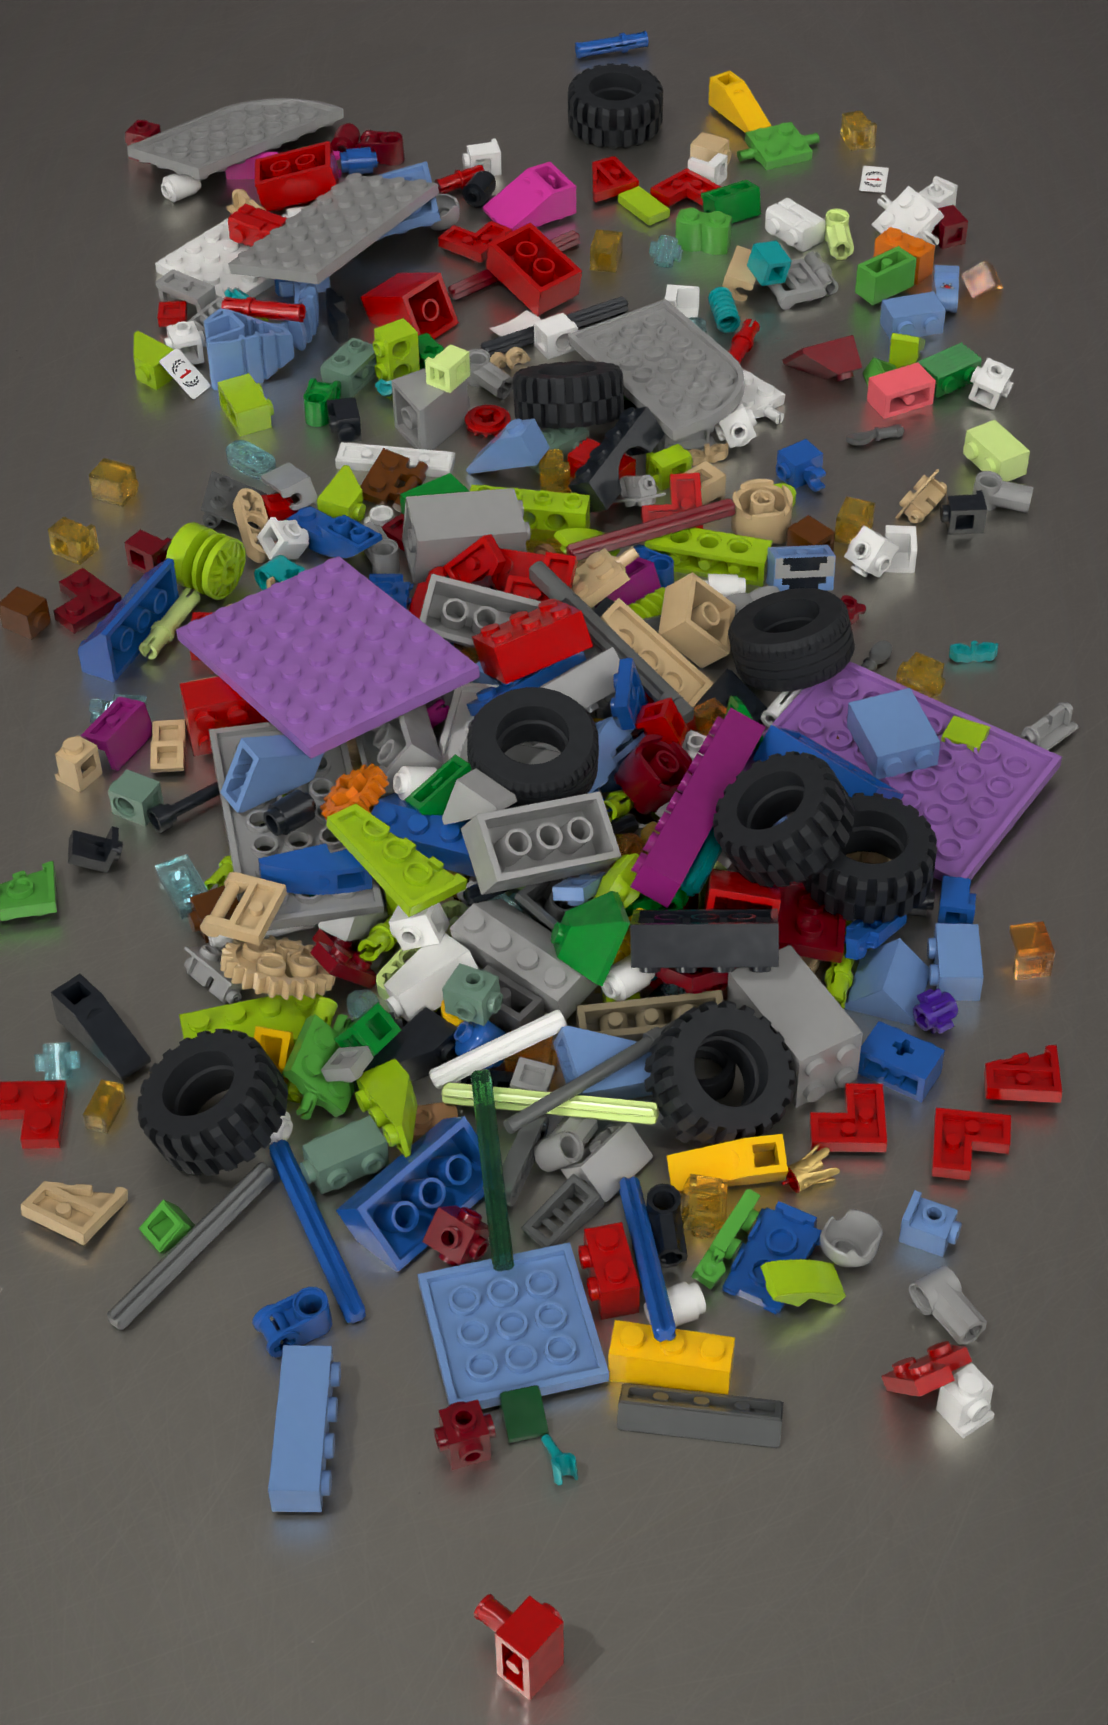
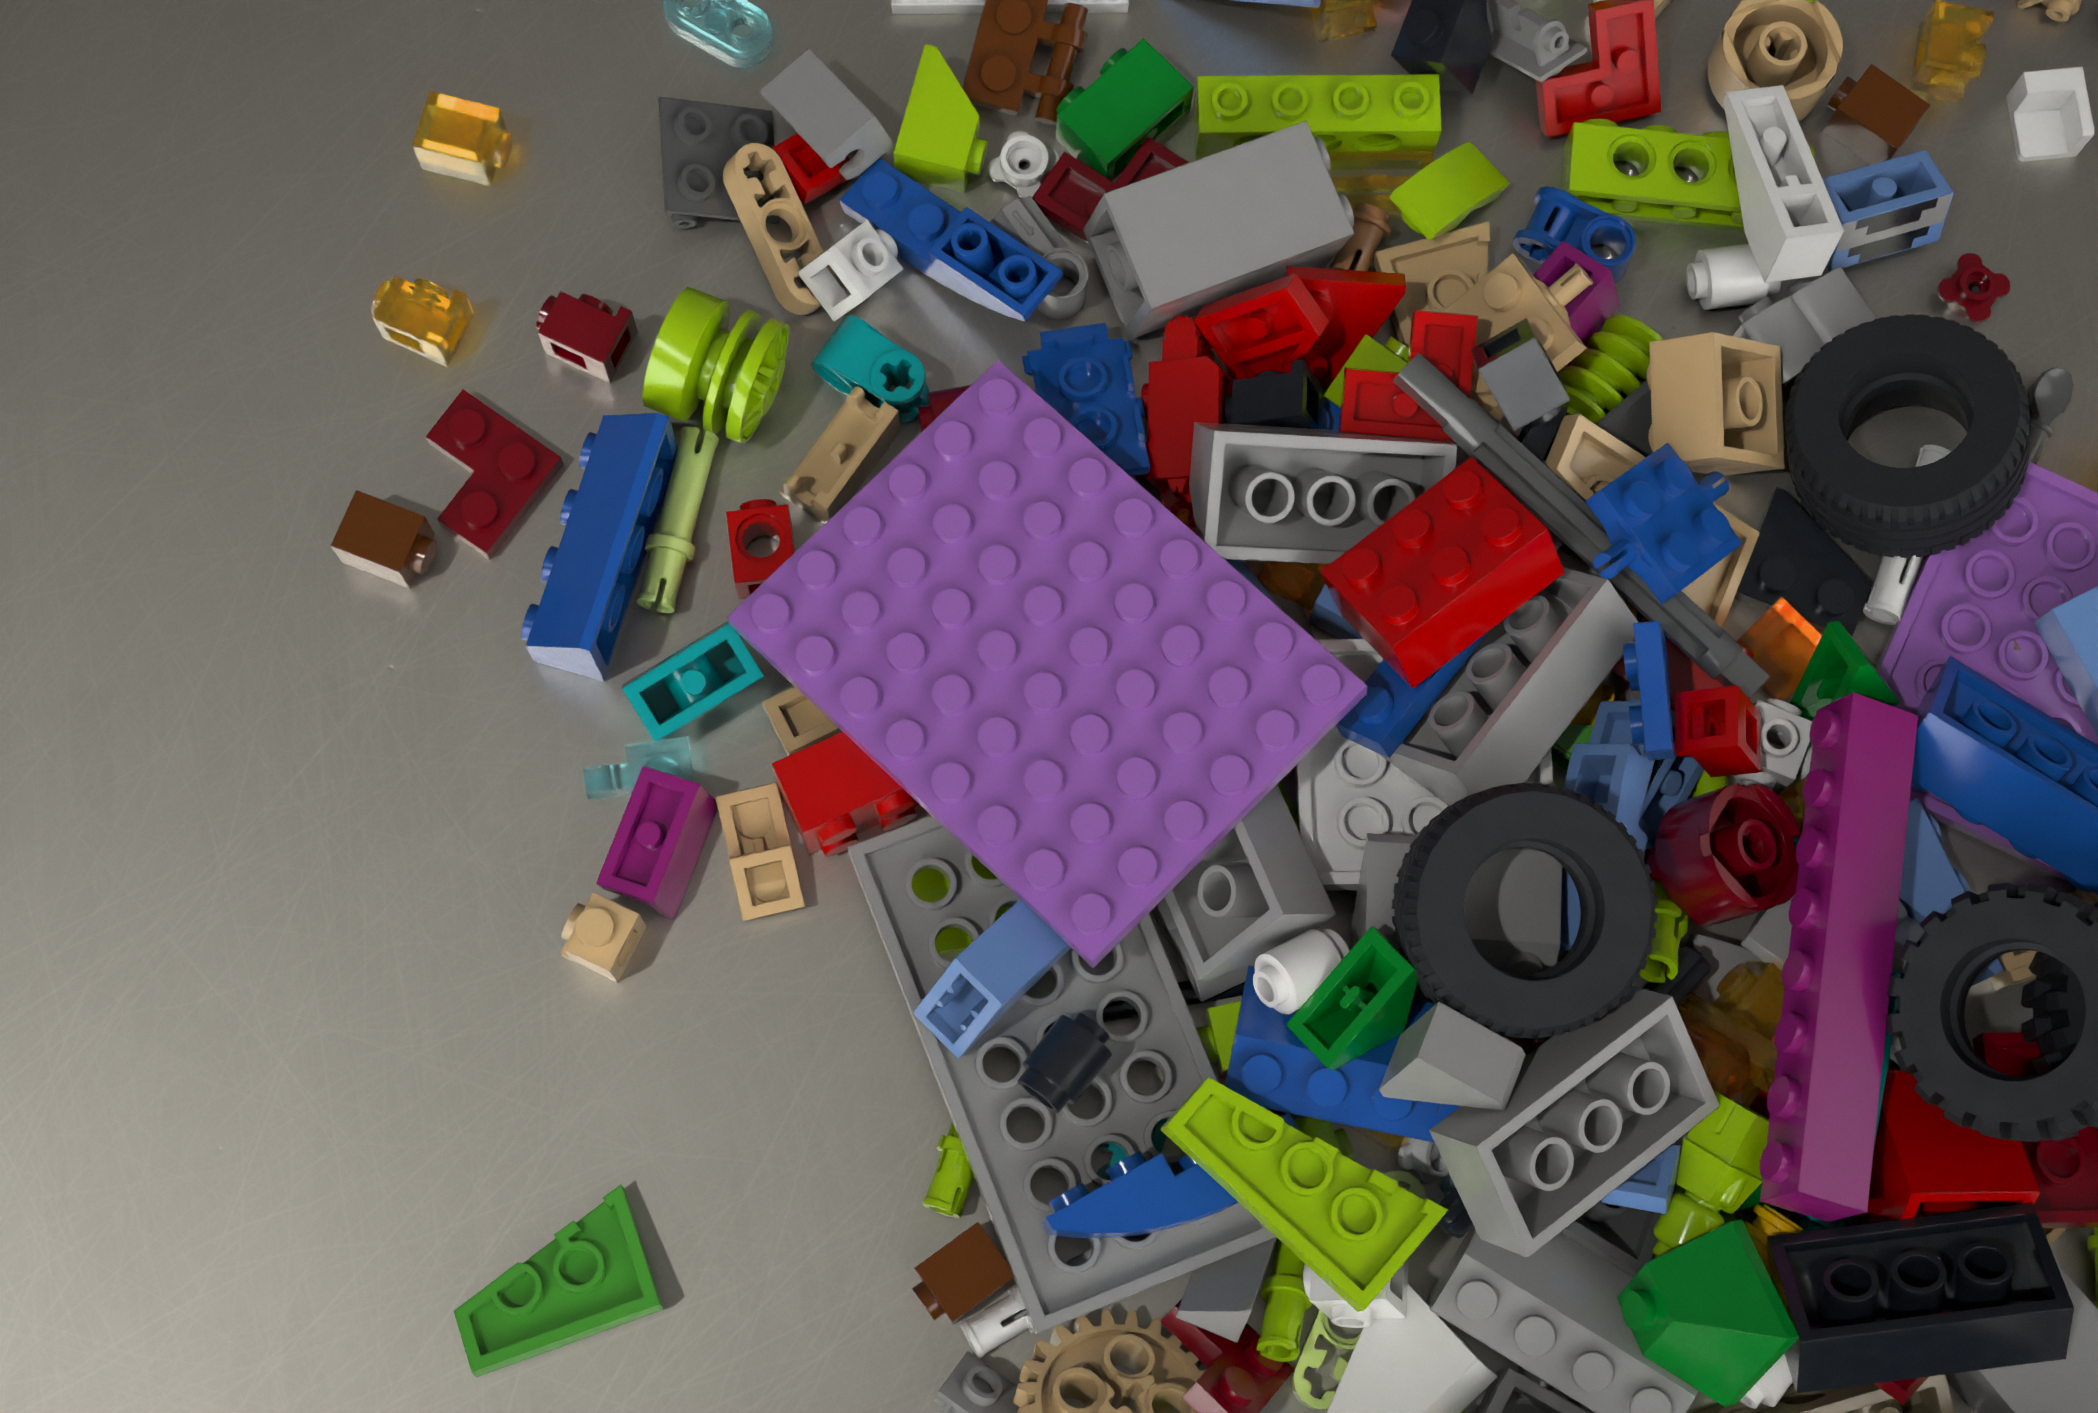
camera: 15 degrees left, 30 degrees up
(94, 851) = (694, 1149): black bracket -> none
(133, 795) = (734, 1003): sand green brick -> none
(155, 670) = (692, 681): none -> teal brick
(165, 815) = (804, 1034): black piece -> none
(180, 882) = (884, 1210): clear light blue plate -> none
(253, 912) = (1057, 1314): tan plate -> none
(358, 787) = (1182, 1012): orange gear -> none
(591, 577) = (1521, 376): none -> brick
(651, 643) = (1663, 523): none -> blue plate
(653, 529) = (1579, 162): dark red axle -> none
(746, 544) = (1779, 186): none -> white slope
(870, 552) = (2002, 144): white brick -> none

